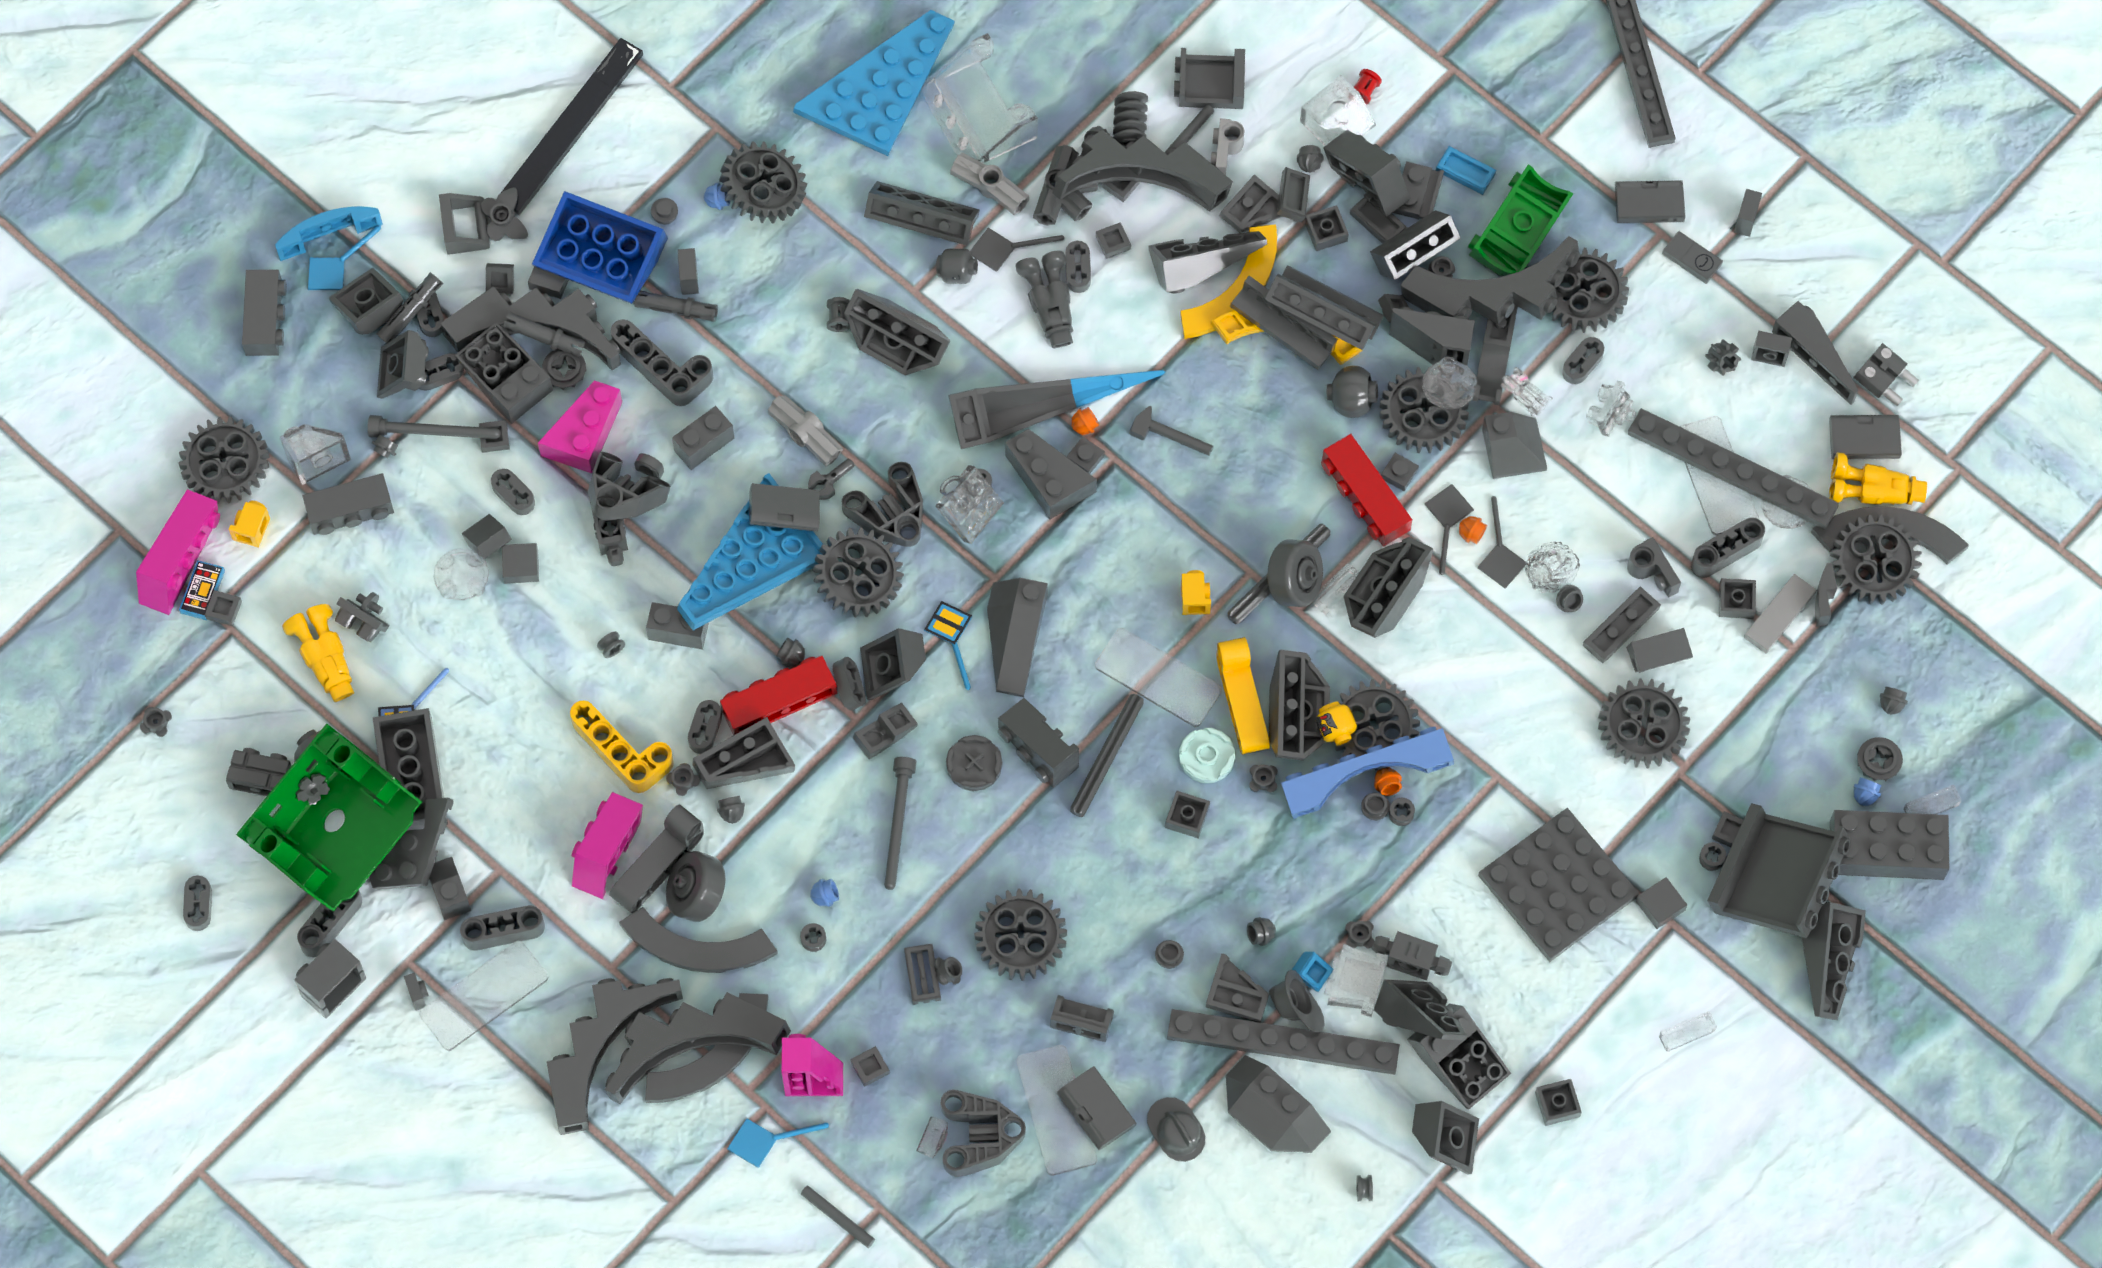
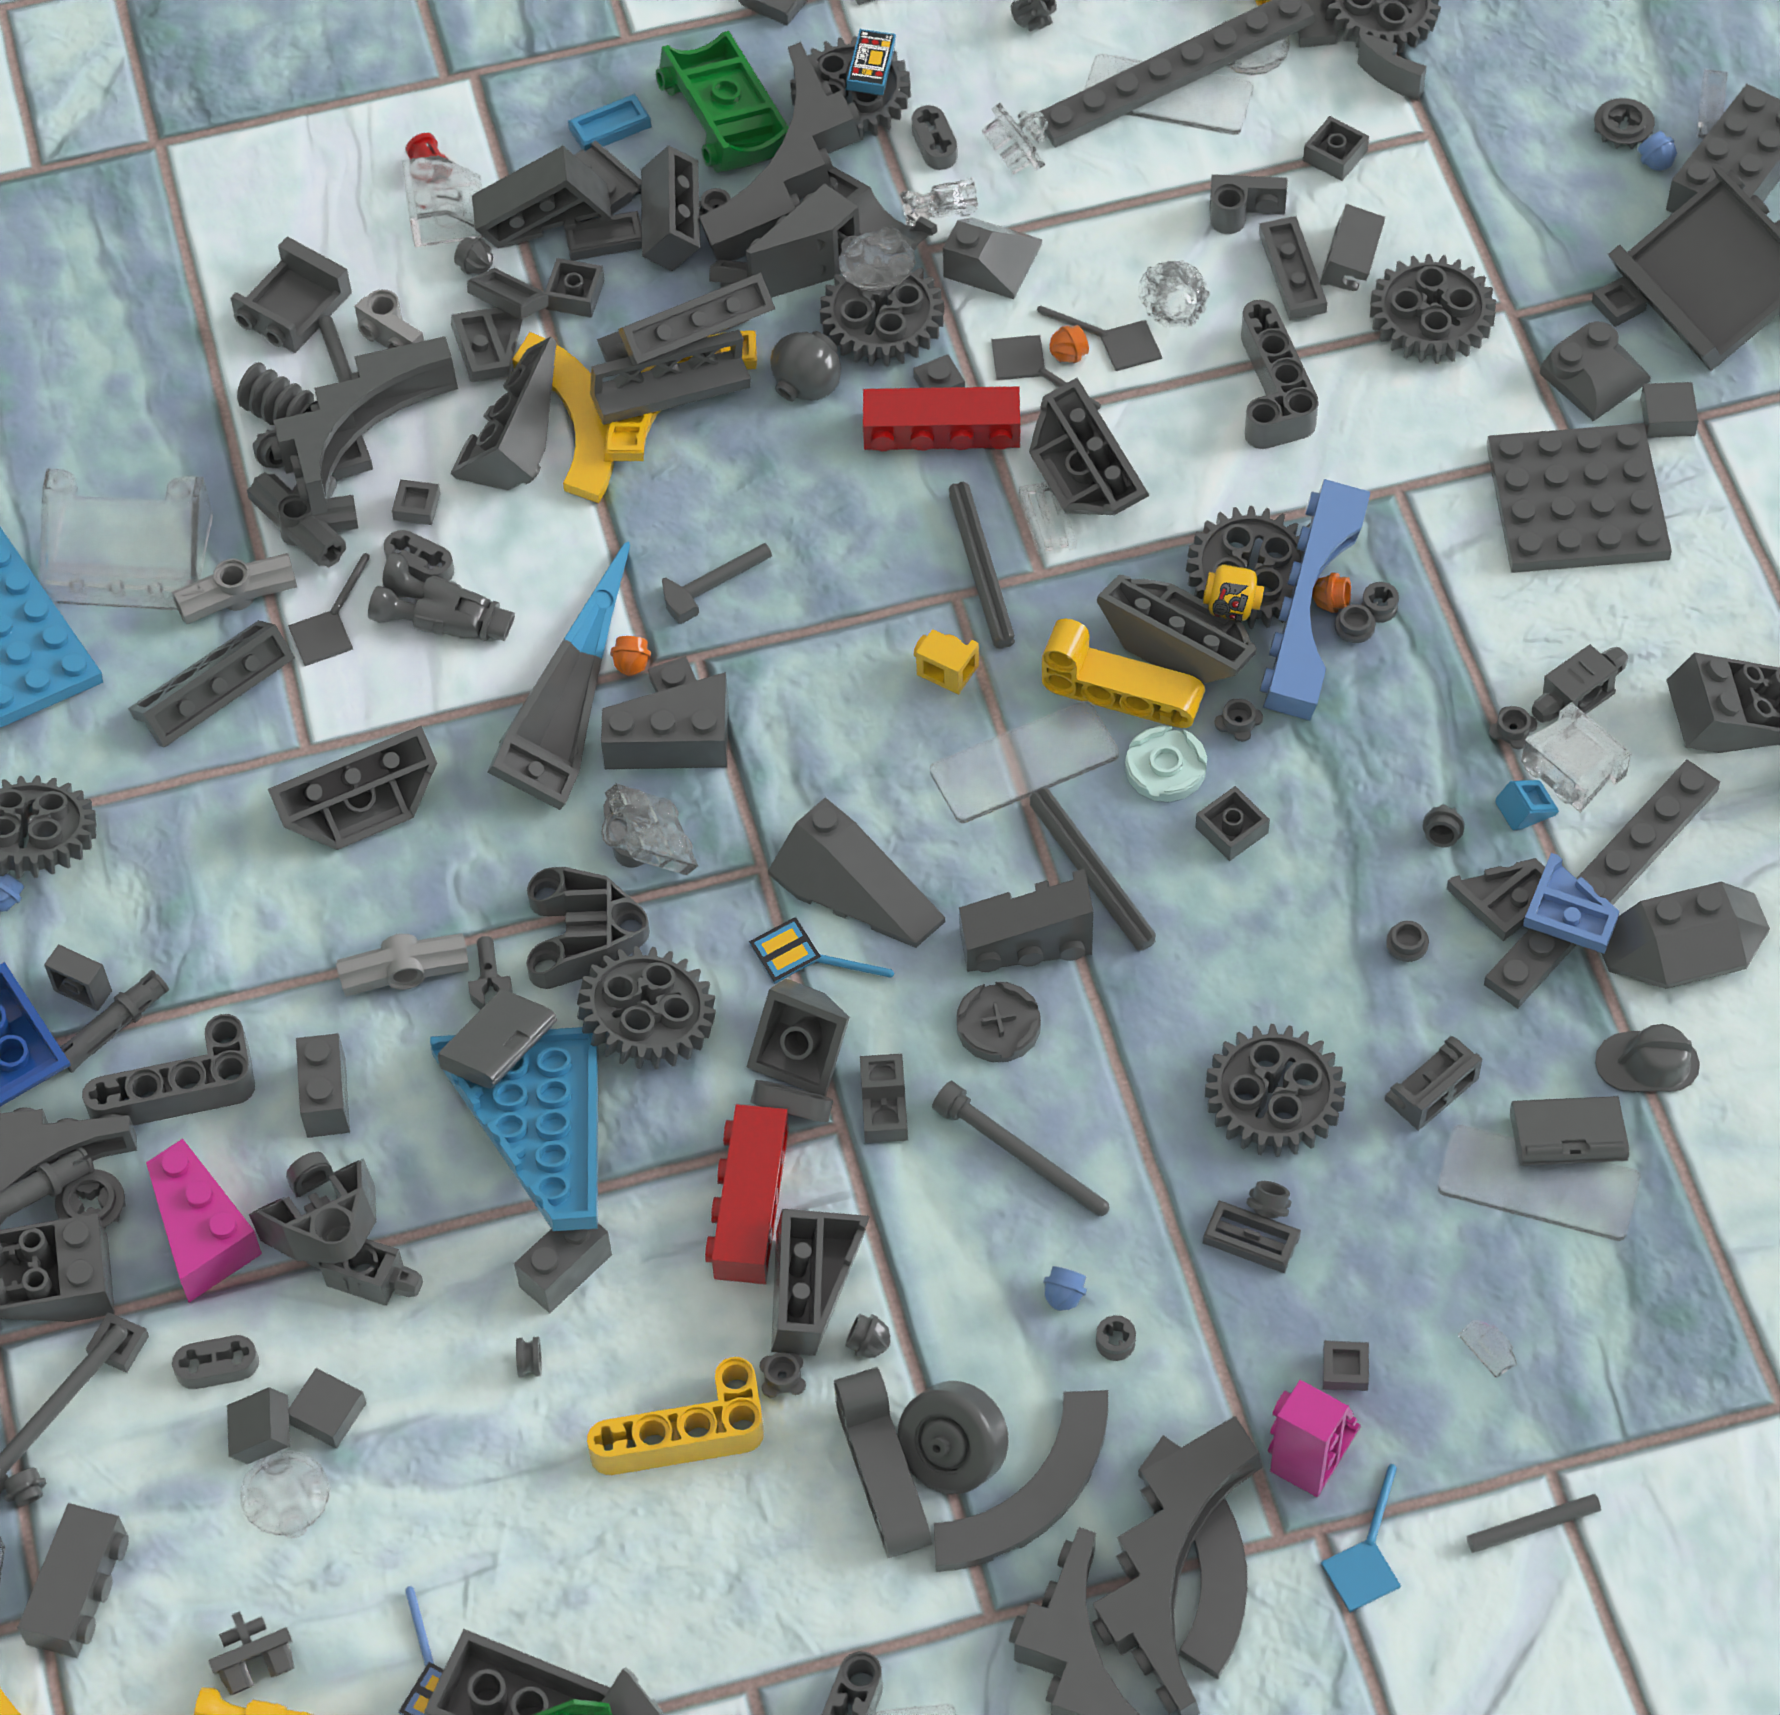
camera: 55 degrees left, 10 degrees down
(604, 843) = (816, 1518): dark pink wedge -> none
(698, 724) = (719, 1314): dark grey beam -> none
(791, 652) = (697, 1146): dark grey plate -> none
(837, 323) = (275, 842): dark grey bush -> none
(956, 266) = (316, 679): dark grey head -> none
(981, 1110) = (1516, 1244): dark grey connector -> none
(1240, 1029) = (1570, 909): none -> medium blue wing
(1295, 573) = (1003, 534): dark grey wheel -> none
(1296, 1002) = (1562, 838): dark grey piece -> none
(1418, 1008) = (1662, 705): dark grey wedge -> none
(1529, 657) = (1290, 400): none -> dark grey beam
(1569, 598) = (1225, 298): dark grey plate -> none
(1602, 290) = (871, 62): none -> tile
(1663, 844) = (1593, 369): none -> dark grey slope
(1708, 864) = (1644, 323): dark grey bush -> none
(1713, 547) = (1270, 141): dark grey beam -> none
(1780, 613) = (1381, 121): light grey tile -> none
(1893, 700) = (1562, 72): dark grey plate -> none

